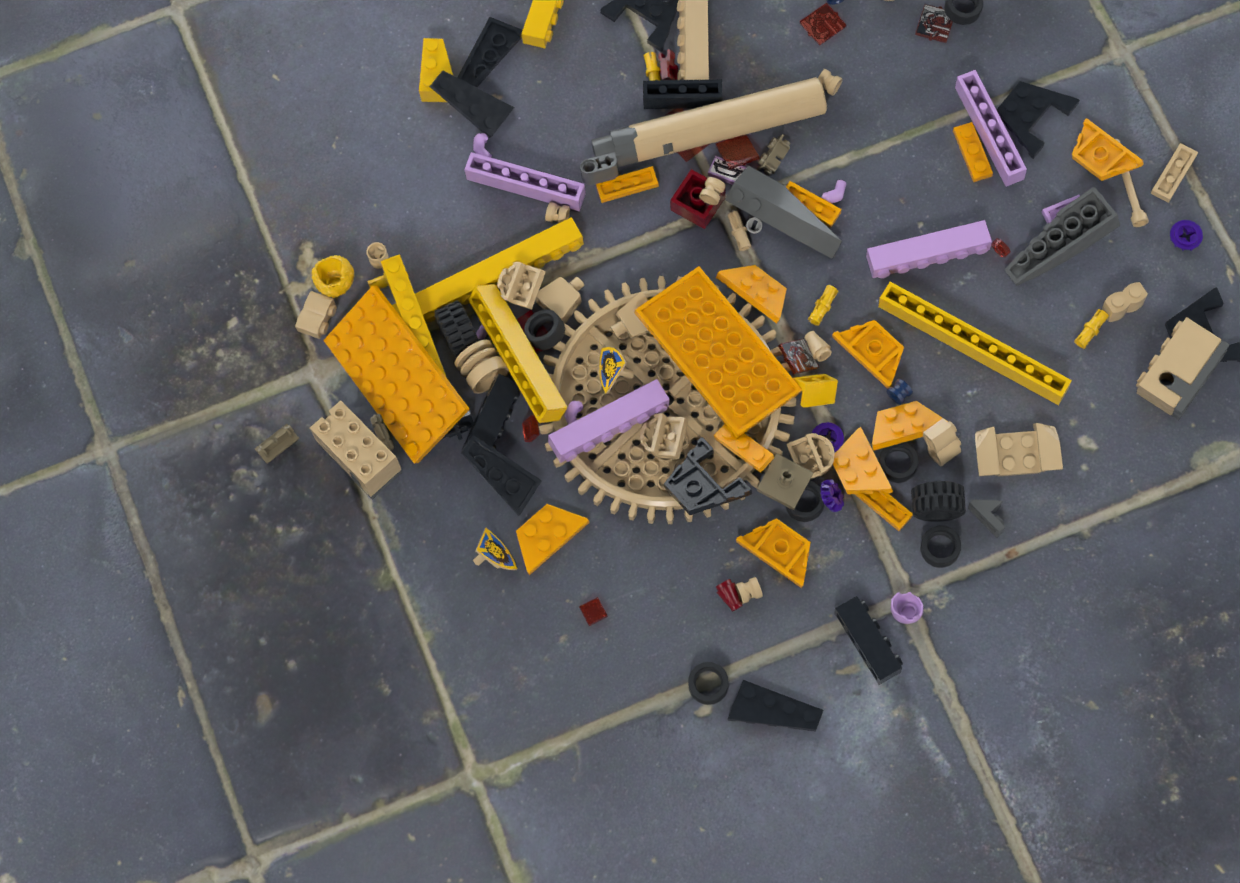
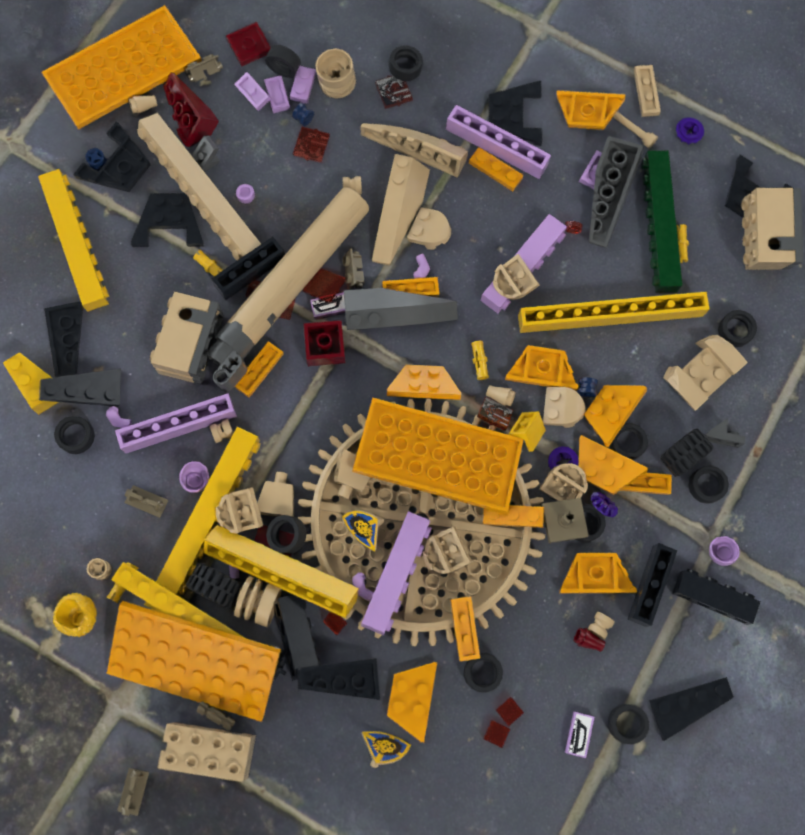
camera: 50 degrees left, 5 degrees up
(315, 315) = (84, 657): tan brick -> none
(437, 122) = (64, 424): none -> black tyre
(453, 228) = (145, 501): none -> dark tan hinge
(506, 233) = (194, 477): none -> lavender hair
(585, 115) = (186, 337): none -> tan piece
(618, 602) = (509, 711): none -> clear red tile
(620, 539) = (498, 673): none -> black tyre
(630, 504) = (465, 628): none -> light orange plate
(661, 662) = (579, 734): none -> tile
(669, 70) = (221, 255): dark red plate -> none
(696, 488) = (505, 577): black wing -> none
(712, 191) = (335, 329): tan wheel -> none
(731, 29) = (245, 193): none -> lavender tile
(739, 231) = (373, 346): tan axle -> none
(758, 226) = (384, 332): light grey hinge -> none
(819, 588) = (652, 585): none -> black brick
(858, 126) = (401, 204): none -> tan wedge
(864, 393) = (563, 407): none -> tan slope
(868, 164) = (430, 229): none -> tan slope
(904, 253) = (514, 279): none -> tan slope
(918, 88) = (418, 145): none -> tan wedge
(942, 442) = (652, 404): tan brick -> none
(1082, 421) = (746, 318): none -> black tyre
(1088, 297) = (662, 221): none -> dark green brick
(1124, 302) = (690, 206): tan brick -> none

